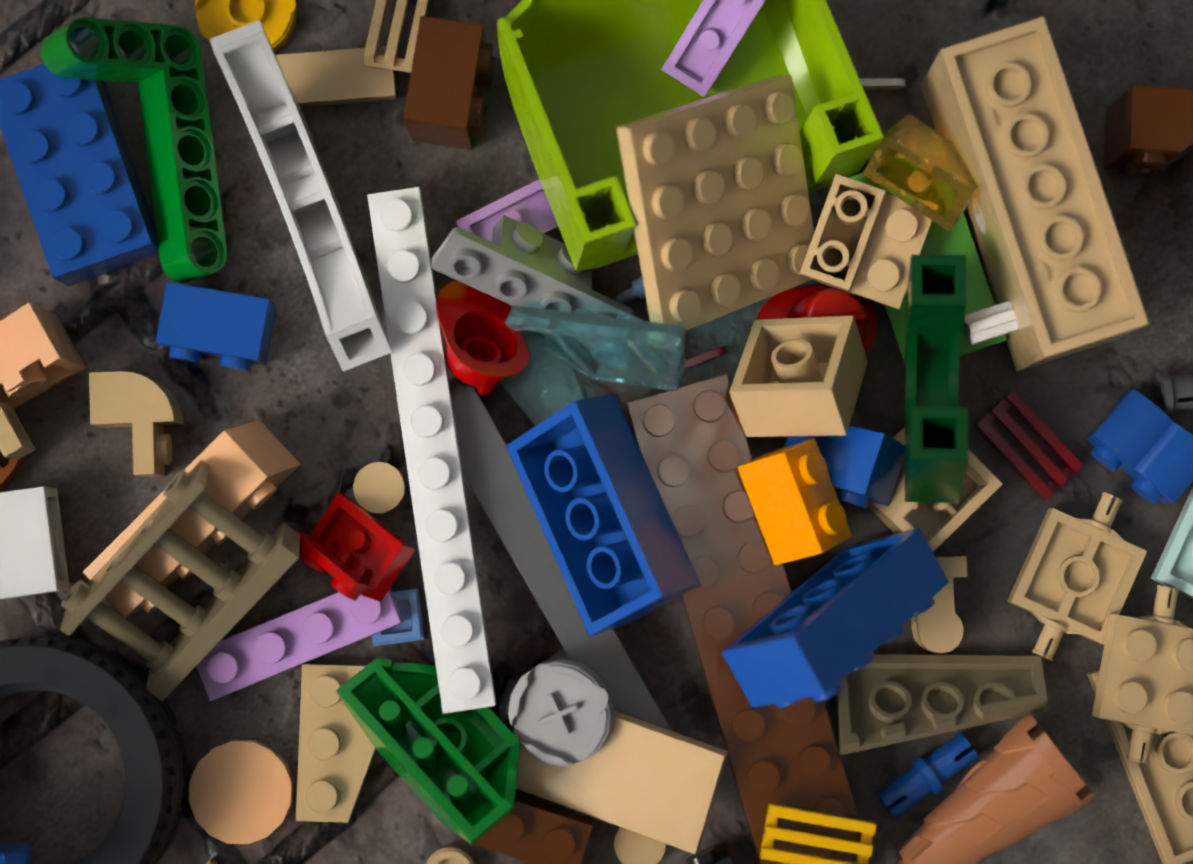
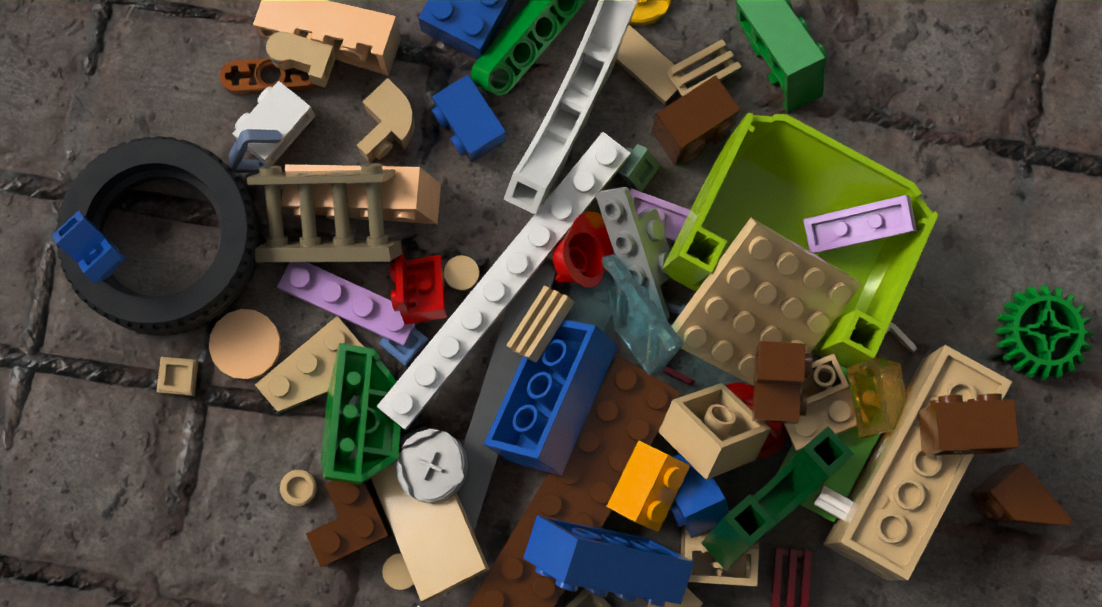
camera: 45 degrees right, 5 degrees down
(17, 603) = (240, 146): none -> sand blue piece
(441, 192) = (638, 168): none -> sand green tile
(508, 457) = (540, 321): none -> tan tile
(815, 263) = (778, 381): none -> reddish brown brick
(1063, 100) = (968, 427): none -> reddish brown brick

